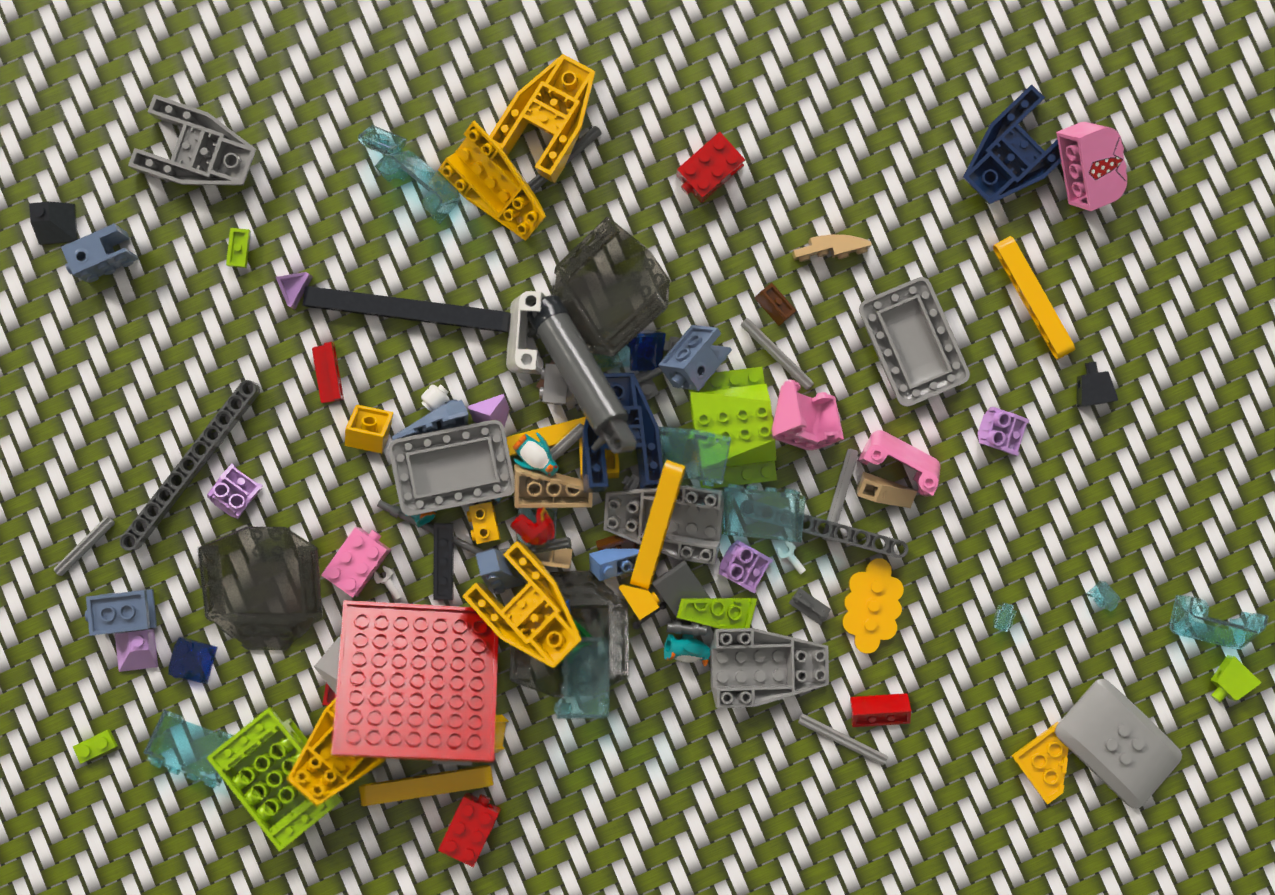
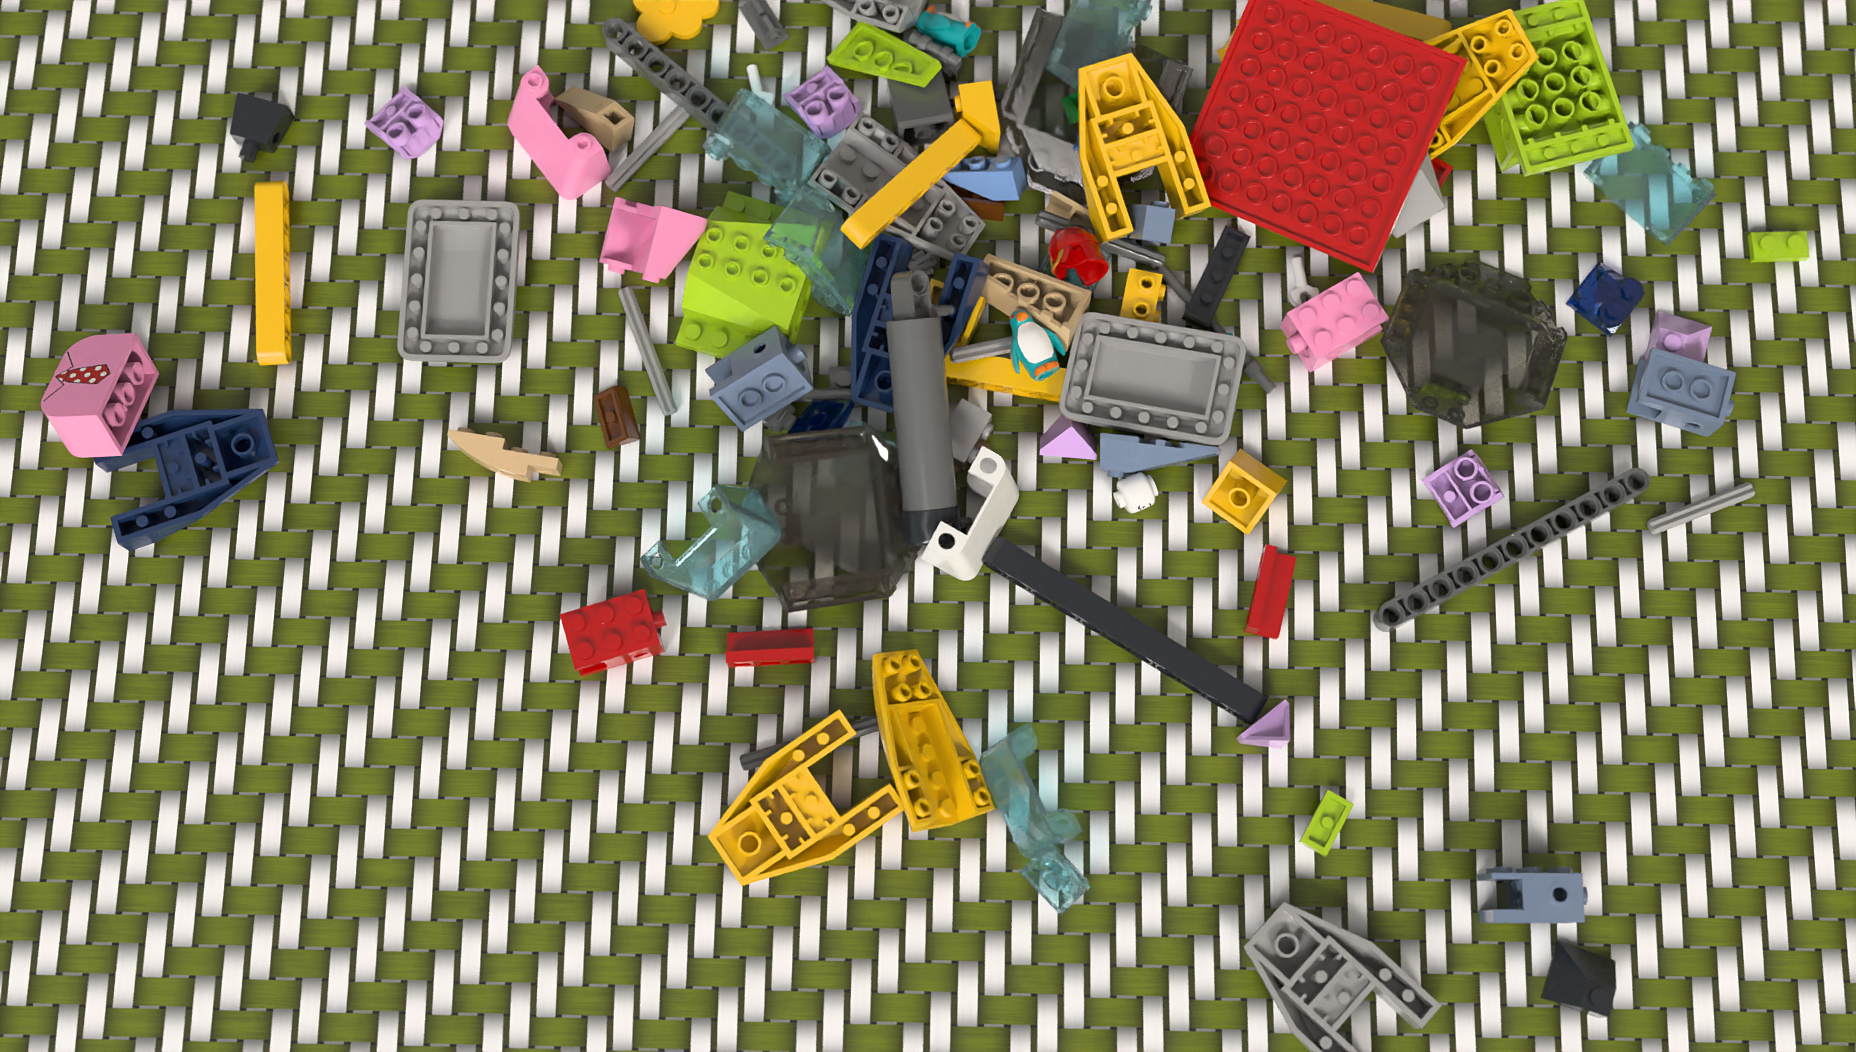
camera: 160 degrees left, 10 degrees down
(614, 203) = (770, 648): none -> red panel
(656, 253) = (722, 555): none -> clear light blue windscreen

